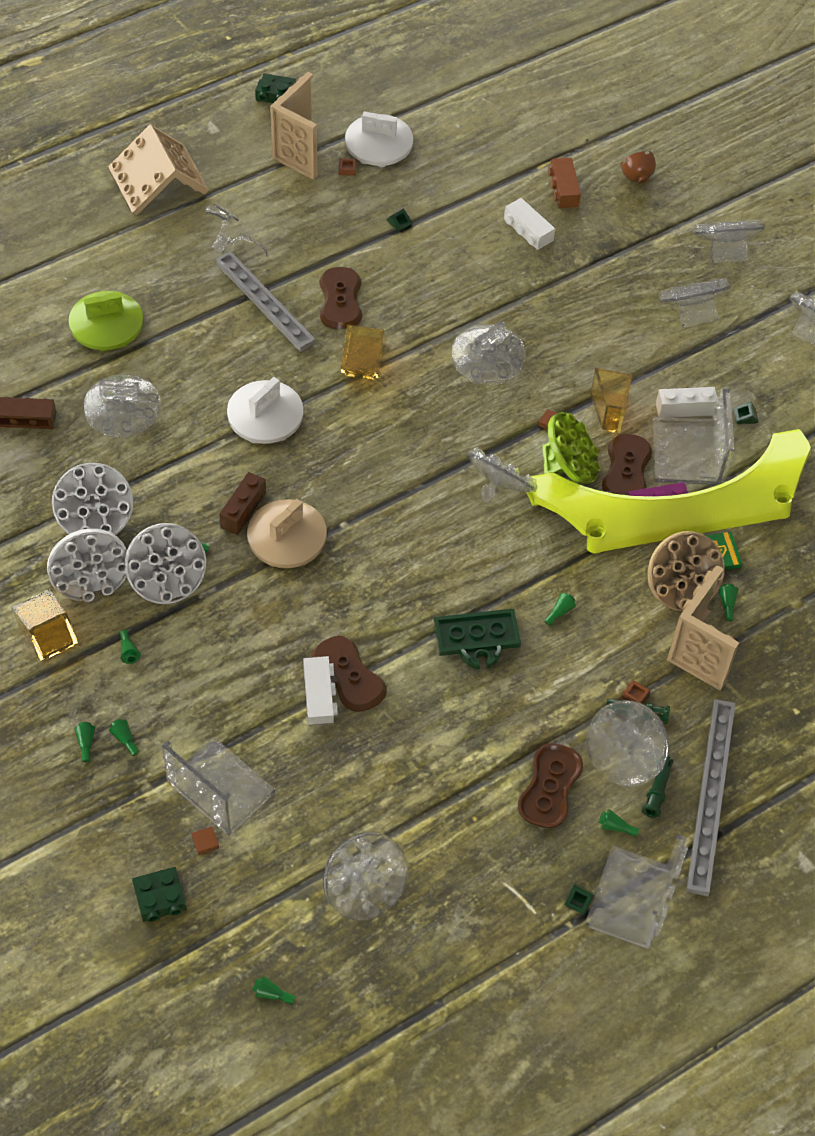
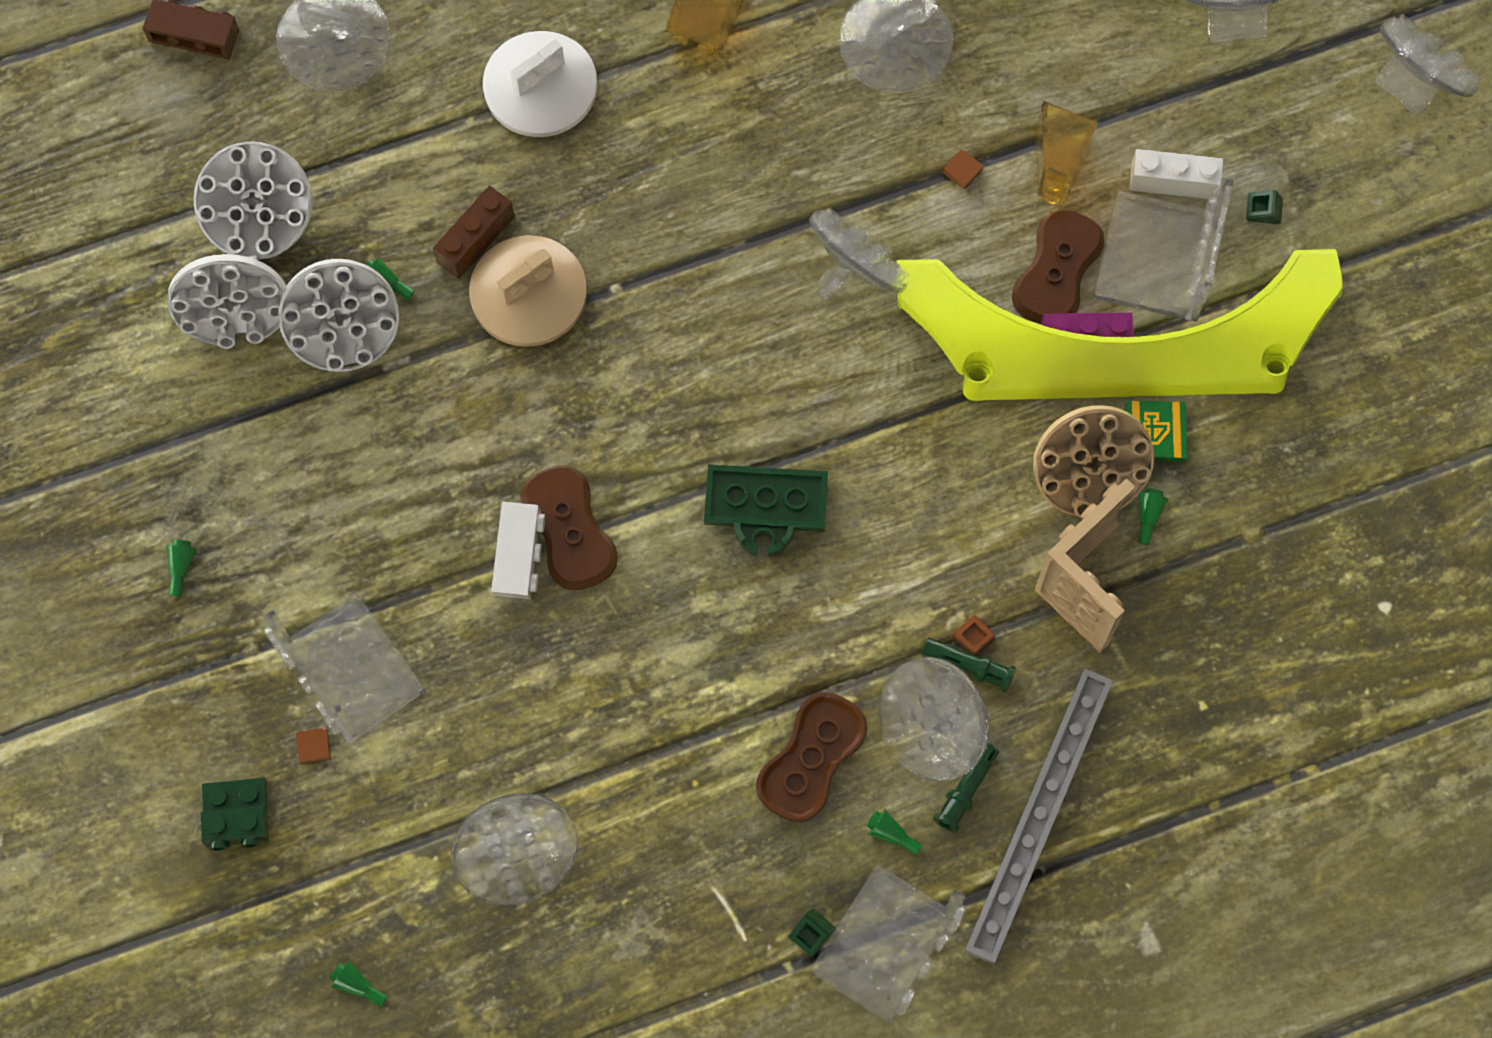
camera: 15 degrees right, 15 degrees up
(45, 624) = (155, 377): clear yellow slope -> none
(121, 731) = (232, 564): green cone -> none
(129, 651) = (265, 440): green cone -> none
(563, 604) = (902, 478): green cone -> none
(570, 450) = (976, 229): lime bracket -> none

